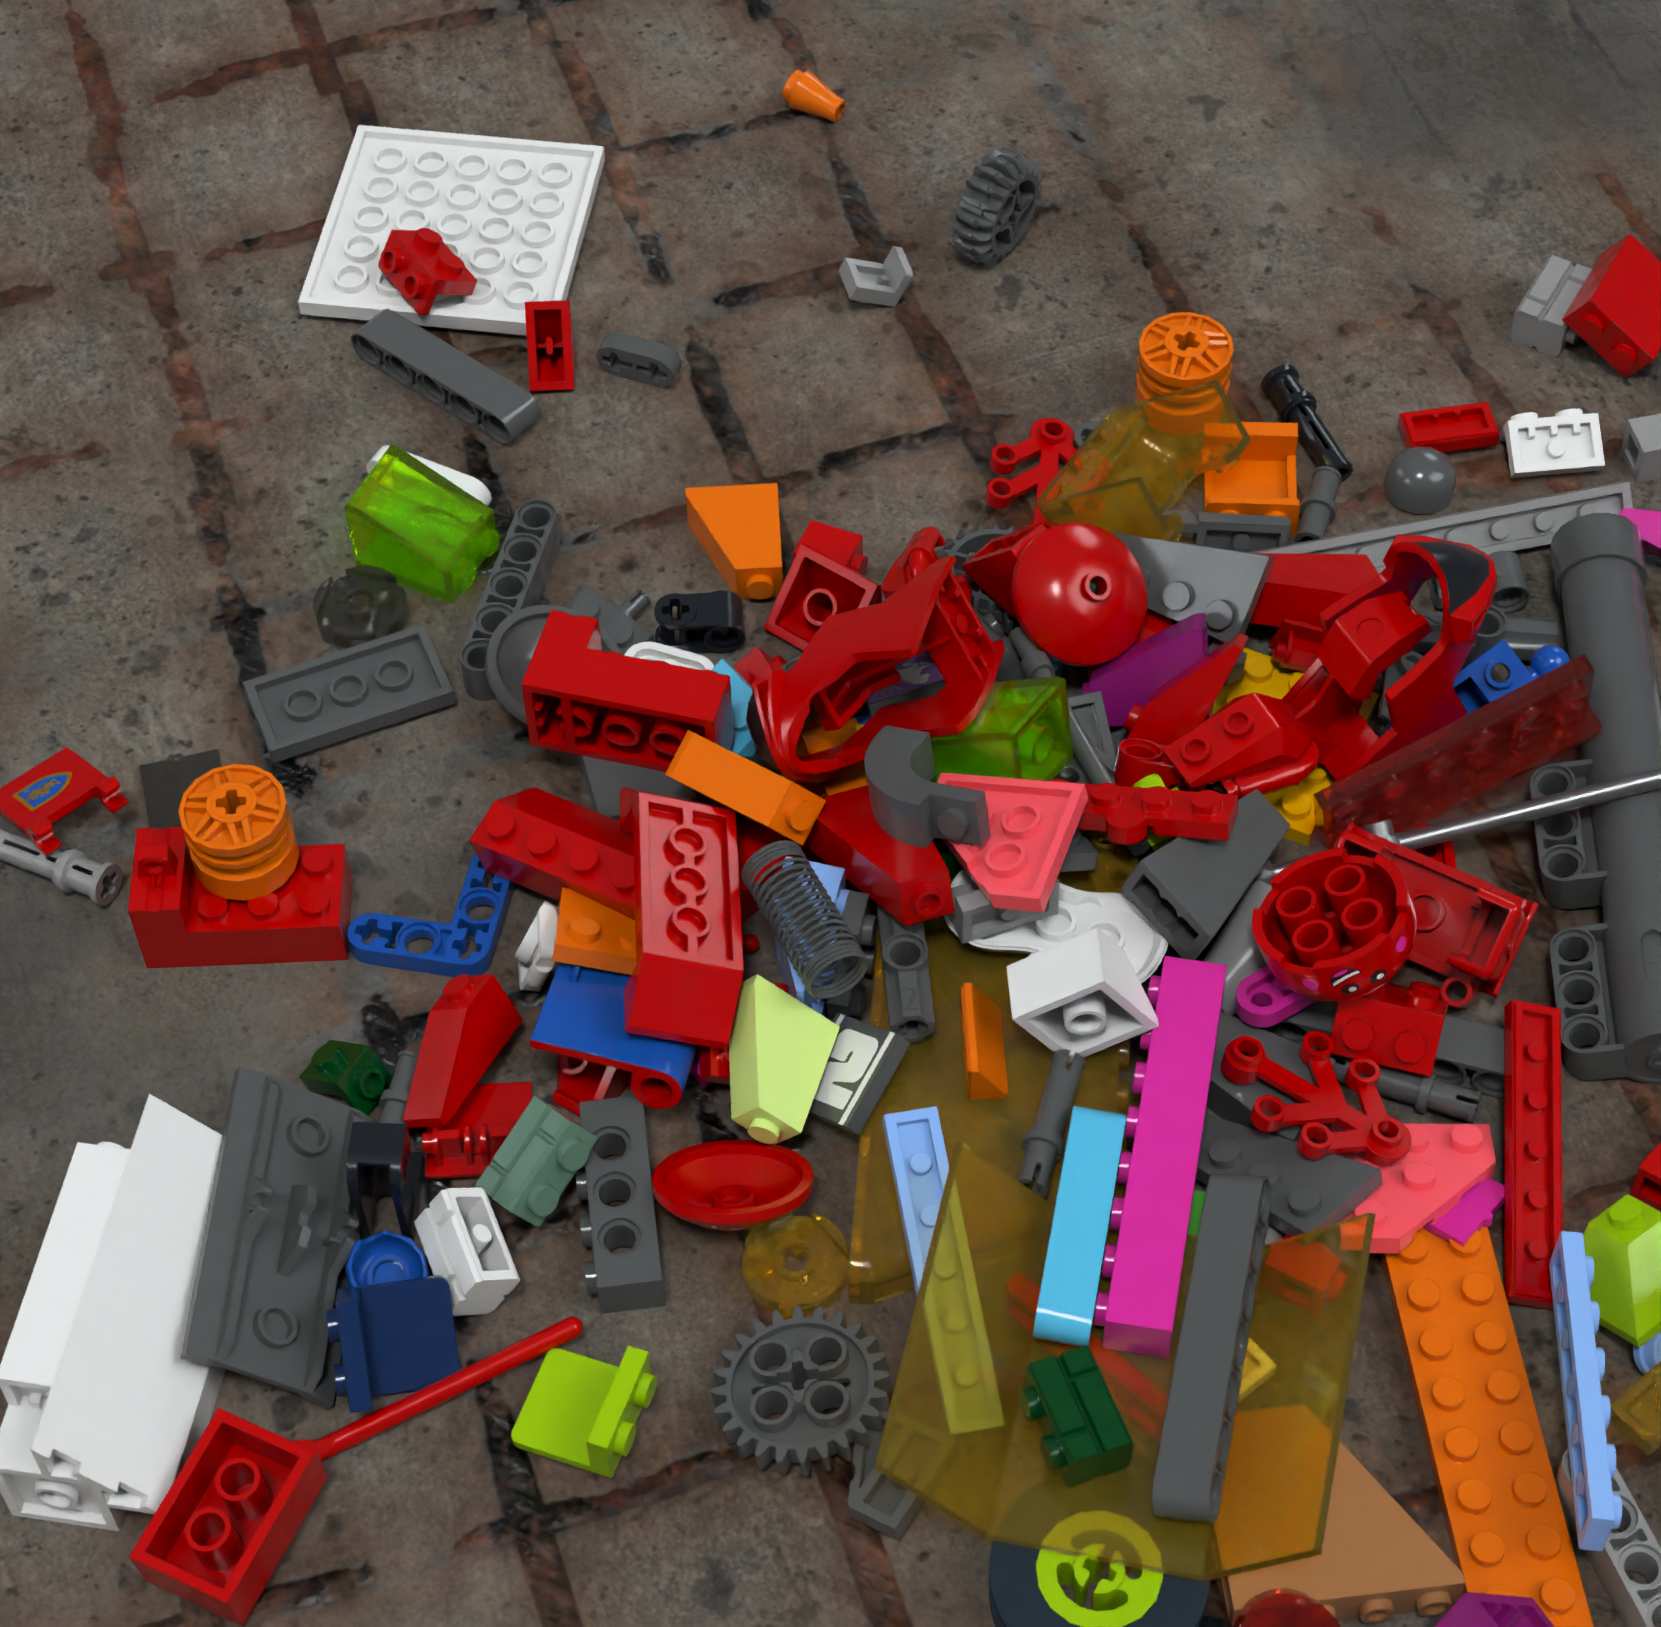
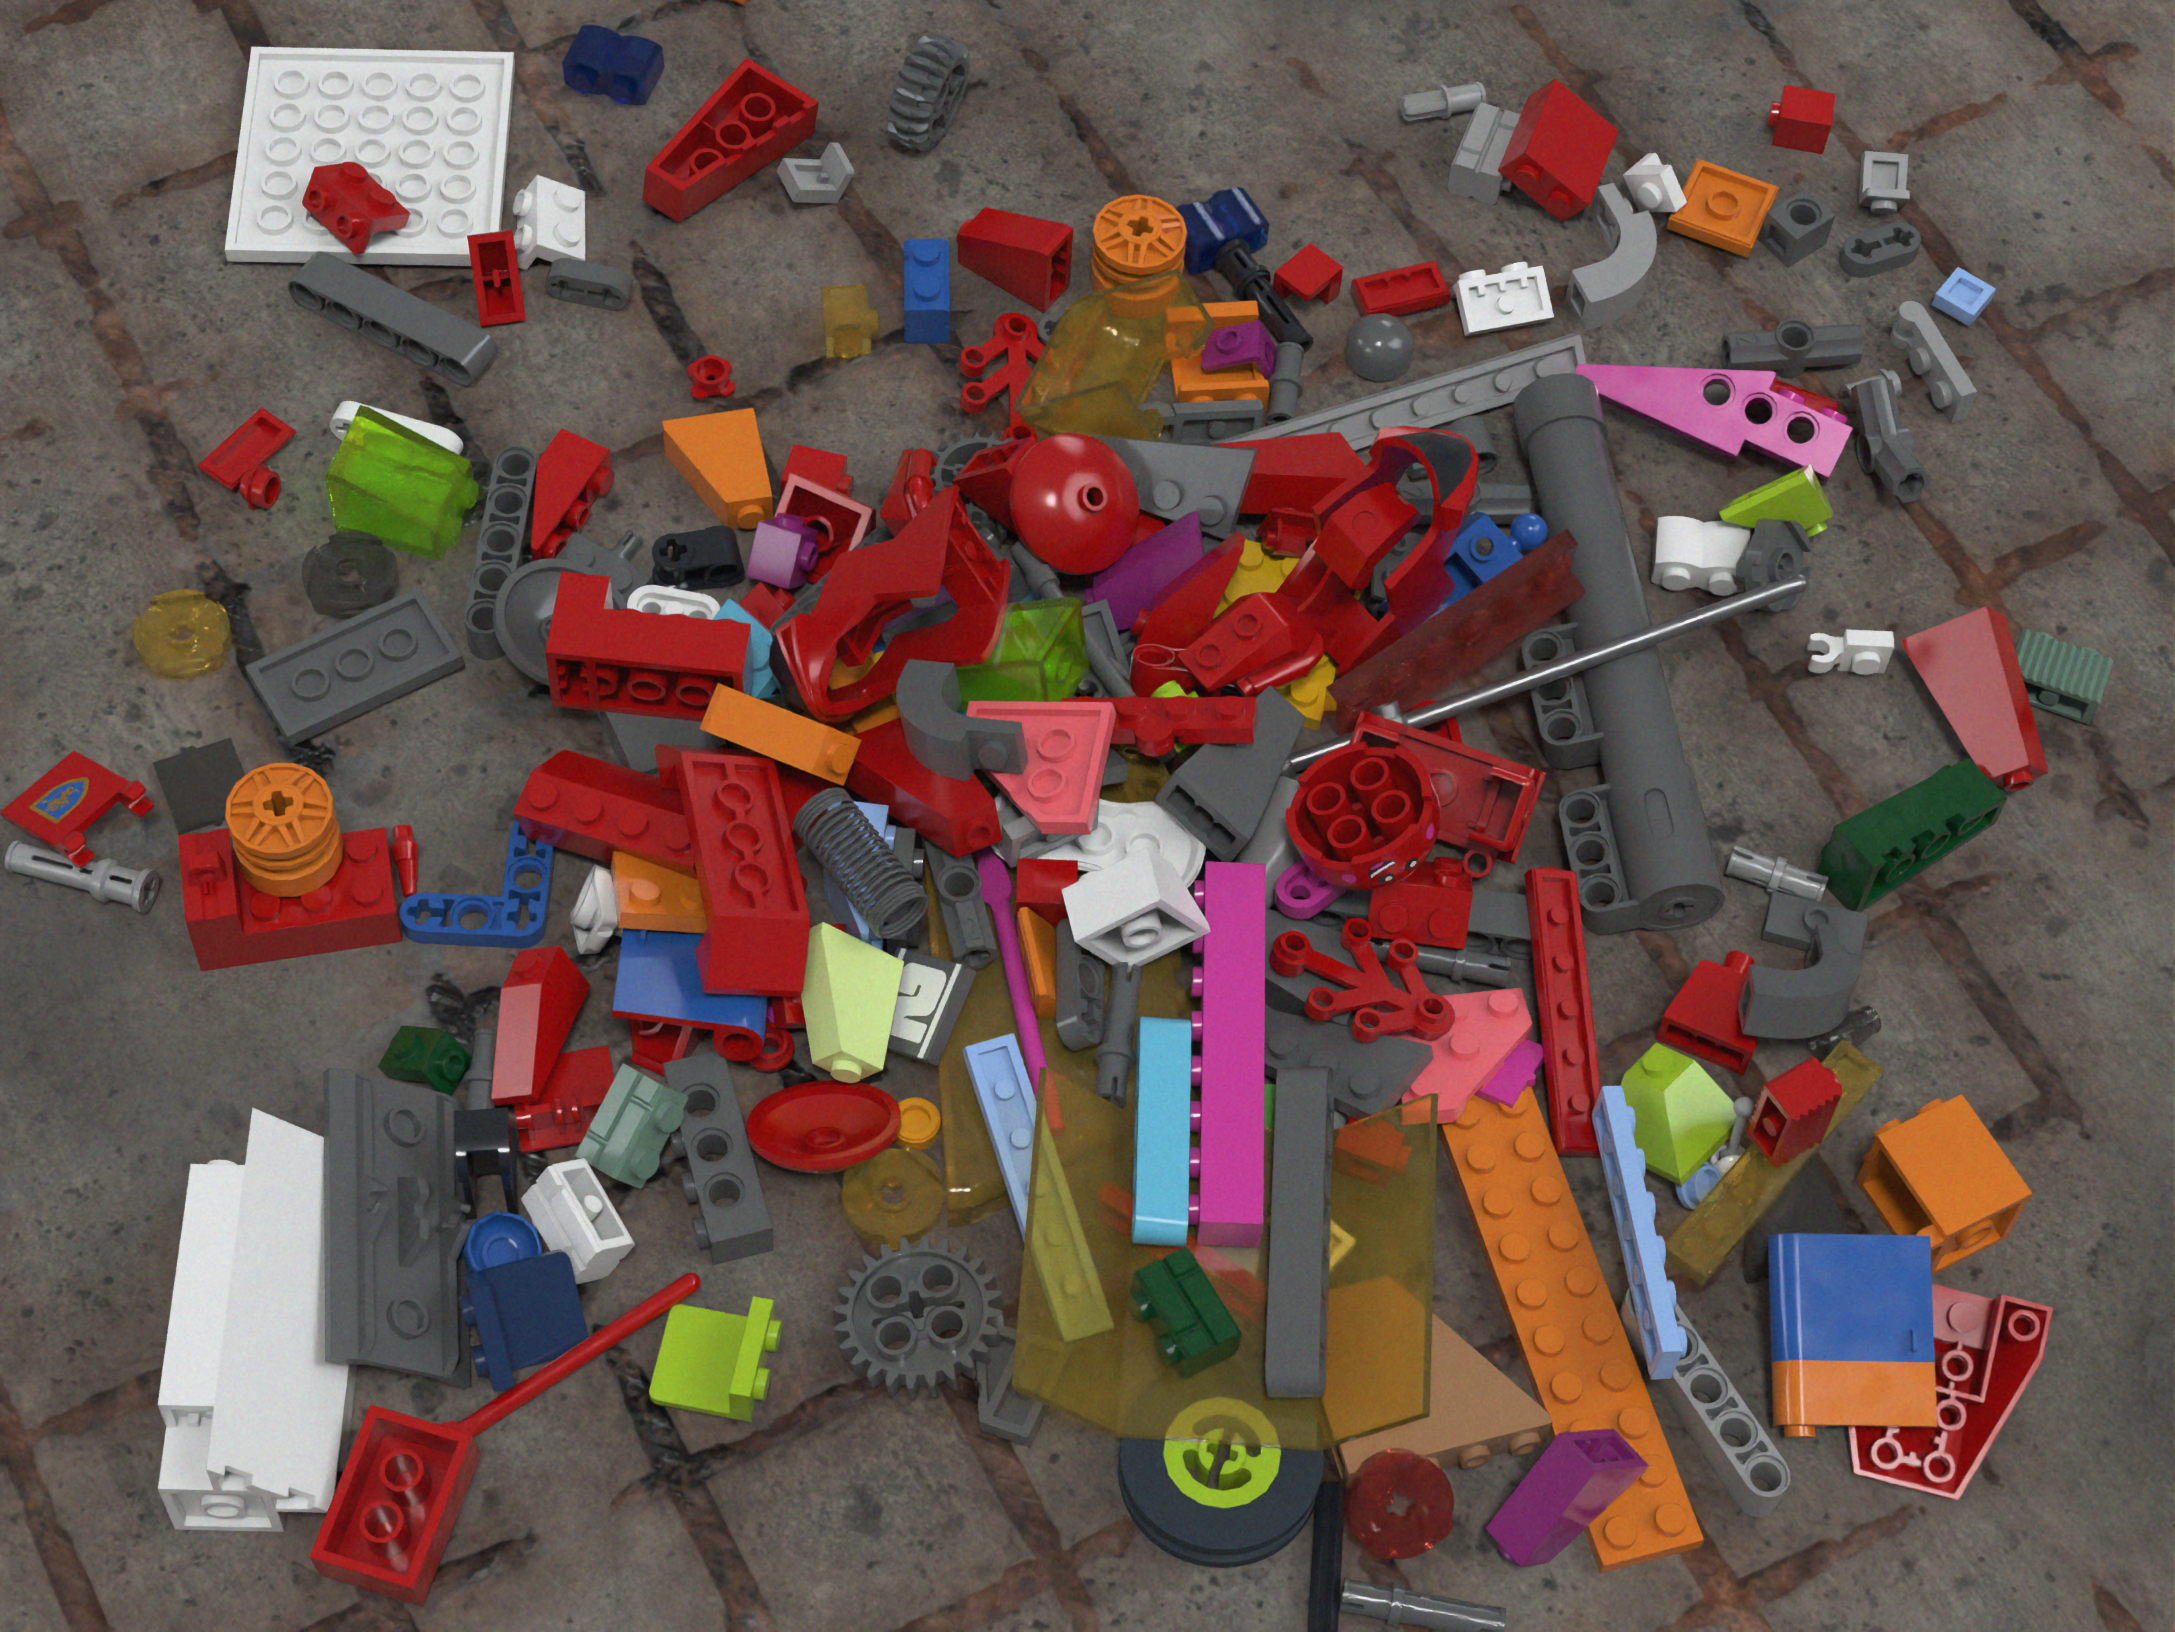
camera: 15 degrees left, 5 degrees up
(196, 669) = (188, 657): none -> clear yellow plate
(286, 485) = (246, 448): none -> red tile
(291, 520) = (260, 487): none -> red plate
(365, 878) = (405, 857): none -> red piece
(583, 543) = (567, 485): none -> red slope
(611, 300) = (549, 222): none -> white bracket
(697, 164) = (613, 65): none -> clear blue brick
(699, 1114) = (776, 1061): none -> red plate
(743, 455) = (710, 368): none -> red plate
(784, 620) = (783, 551): none -> magenta brick
(795, 238) = (729, 139): none -> red wedge
(832, 1194) = (919, 1123): none -> light orange tile
(886, 412) = (847, 321): none -> clear yellow brick
(945, 968) = (997, 892): none -> dark pink piece
(967, 390) = (926, 291): none -> blue brick
(987, 962) = (1041, 886): none -> red brick
(1014, 1094) = (1078, 1002): none -> dark grey beam
(1065, 364) = (1018, 254): none -> red slope
(1270, 346) = (1217, 221): none -> clear blue brick
(1275, 465) = (1239, 346): none -> magenta bracket
(1356, 404) = (1309, 275): none -> red panel
(1513, 255) = (1442, 101): none -> light grey axle

